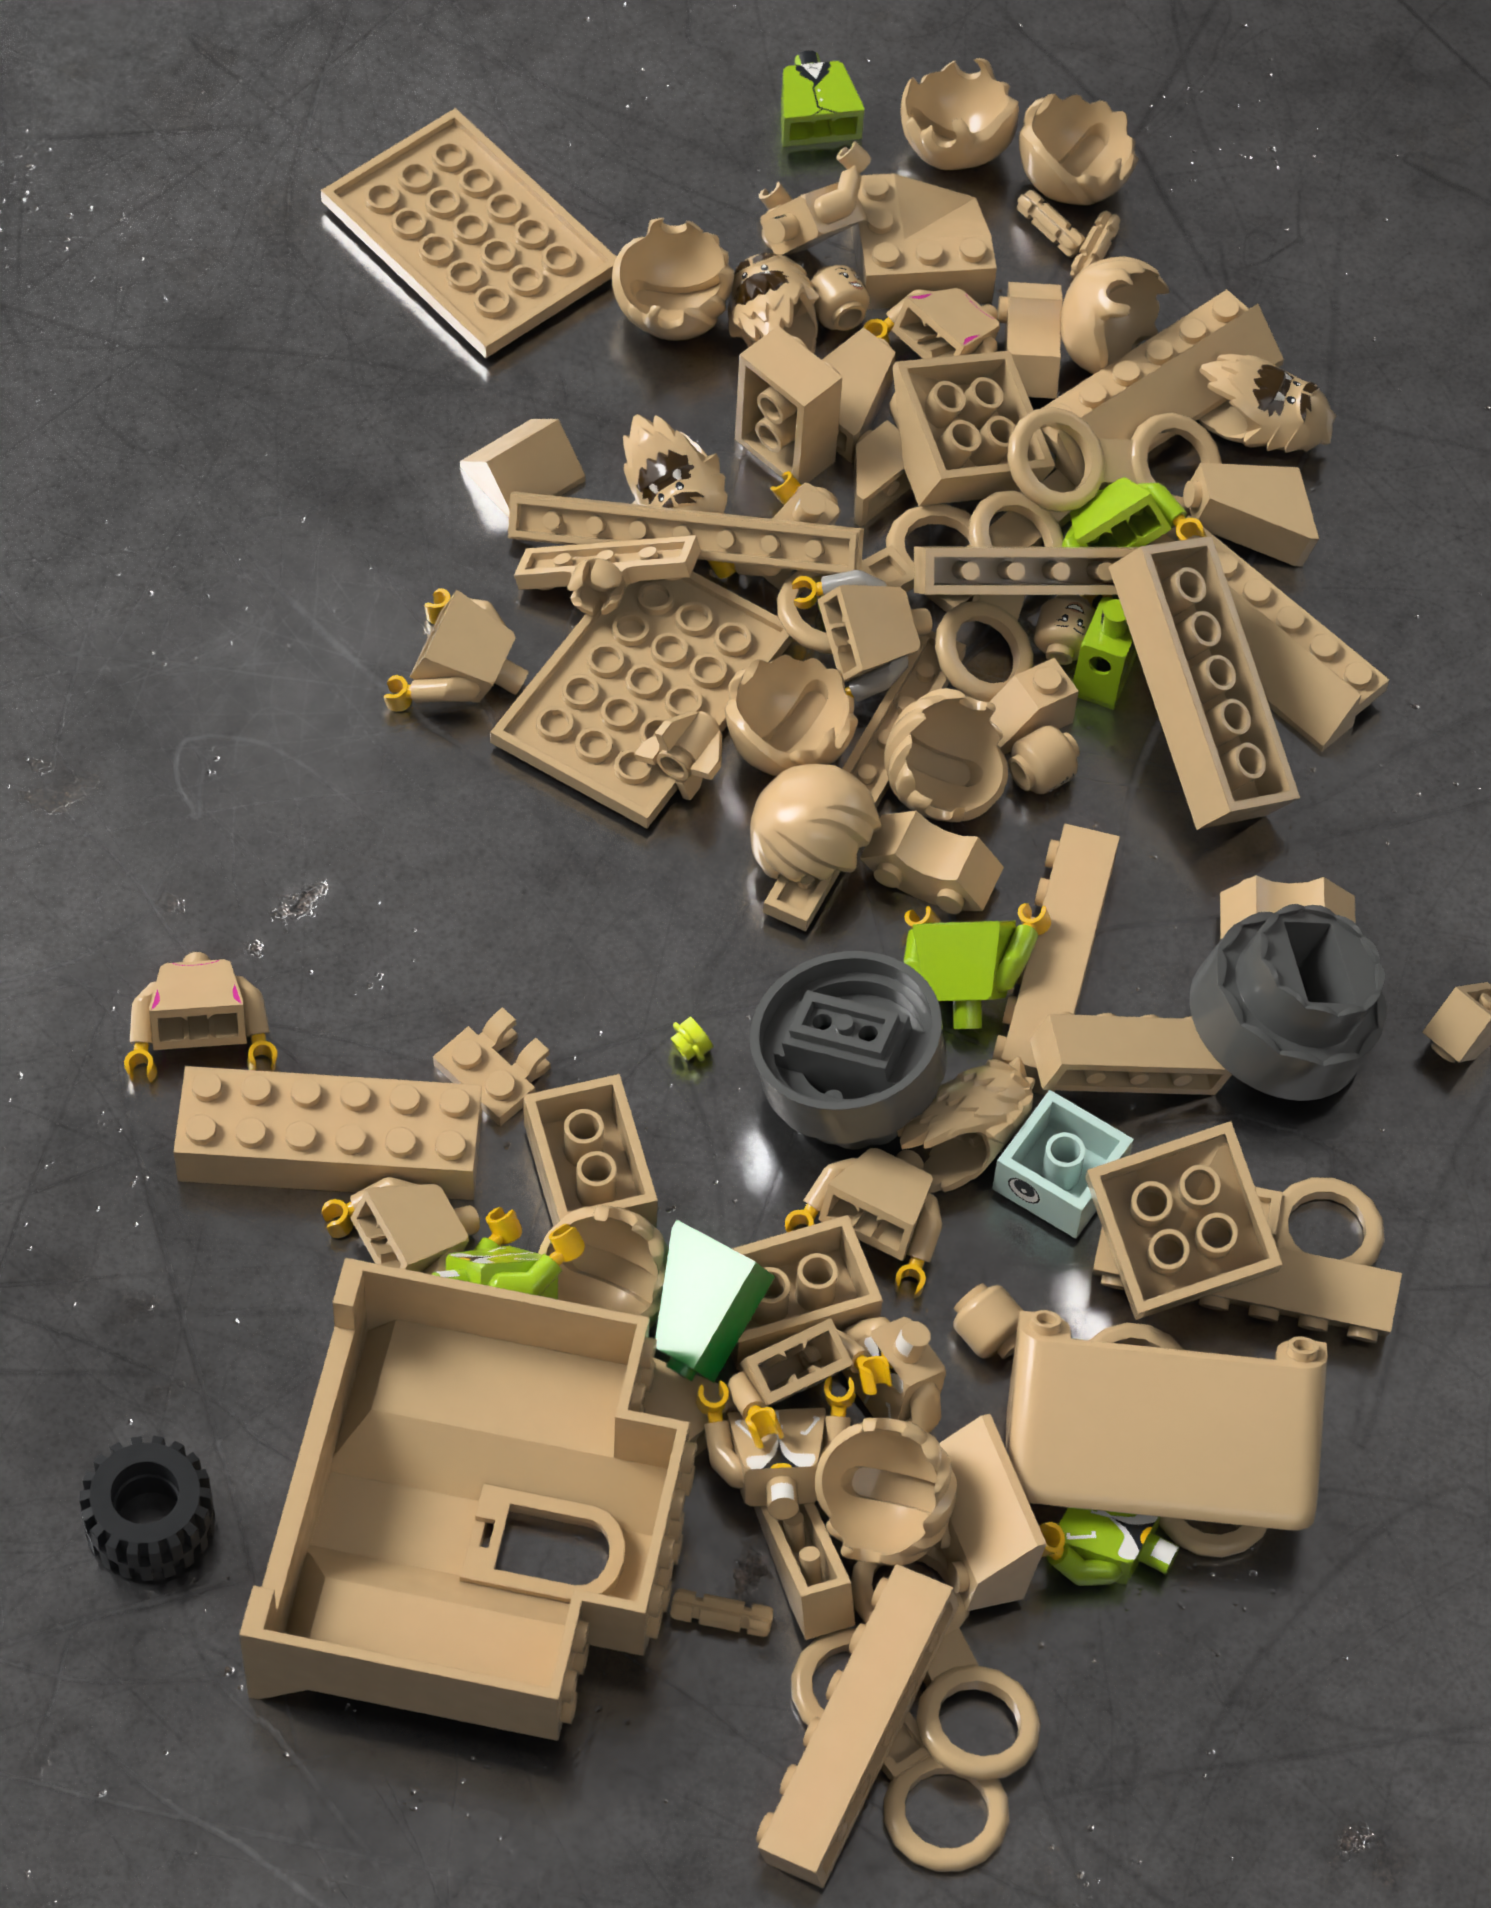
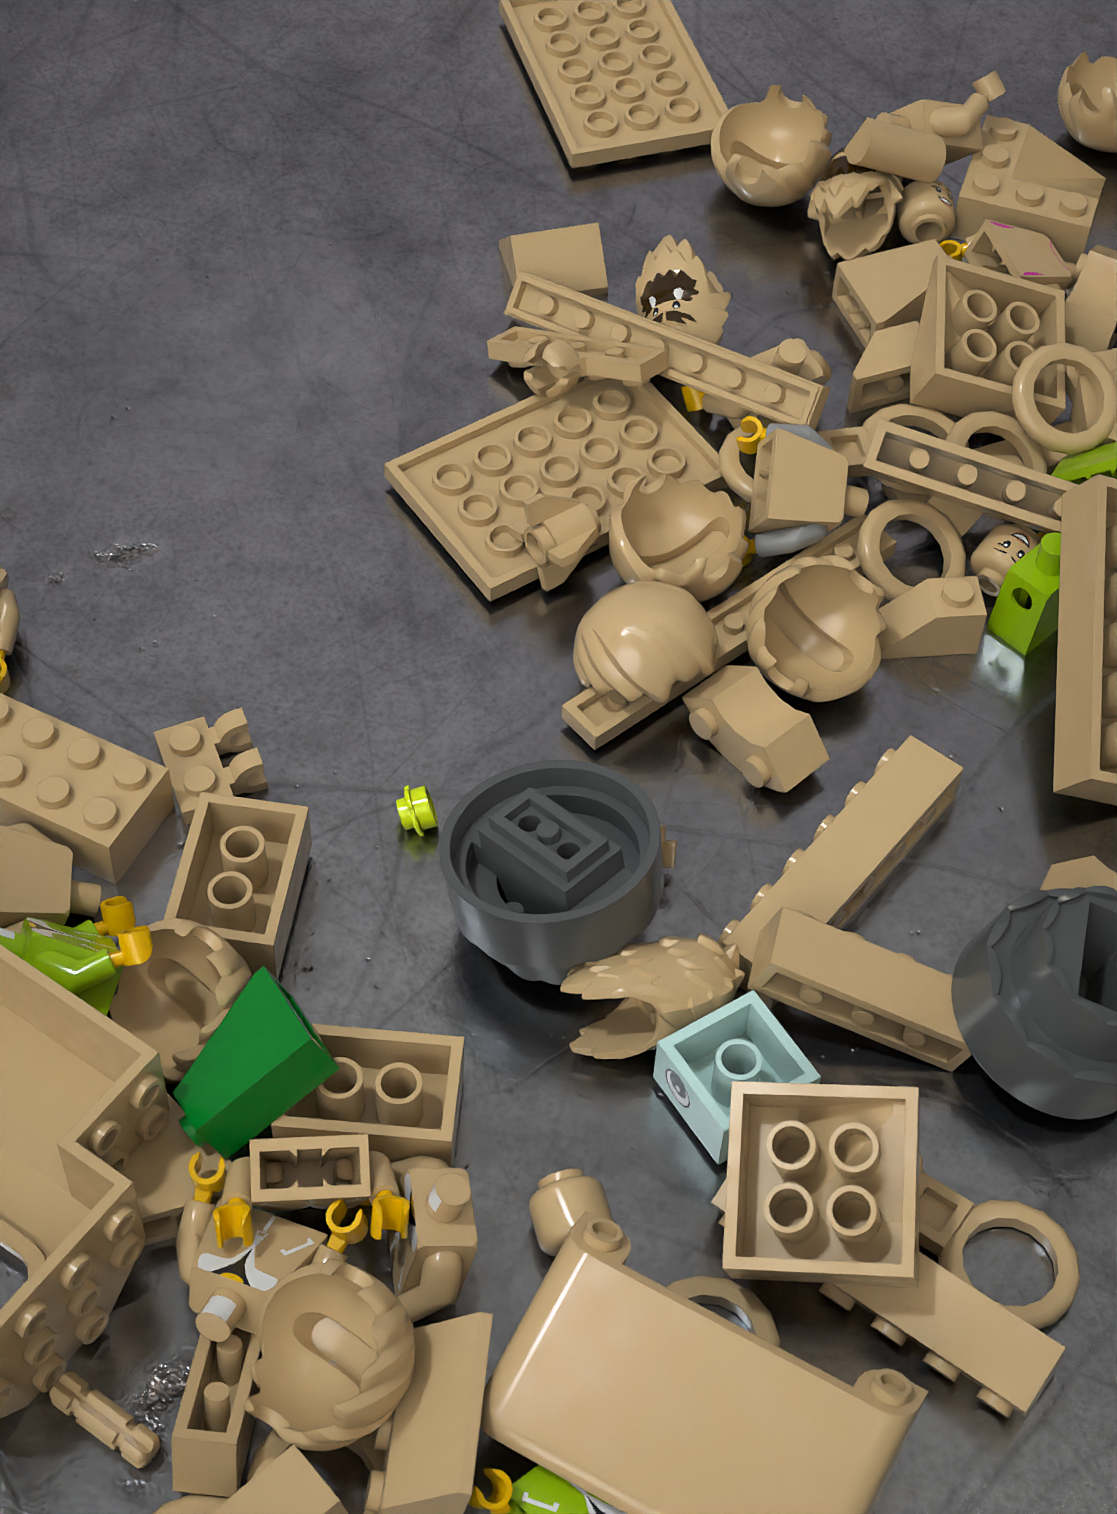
camera: 25 degrees right, 5 degrees down
(460, 656) = (393, 390): tan torso -> none
(788, 406) = (821, 272): tan brick -> none
(802, 256) = (897, 150): none -> tan brick
(819, 102) = (987, 48): lime torso -> none
(885, 1204) = (516, 1045): tan torso -> none
(971, 958) = (744, 830): lime torso -> none
(1044, 760) = (923, 672): tan head -> none

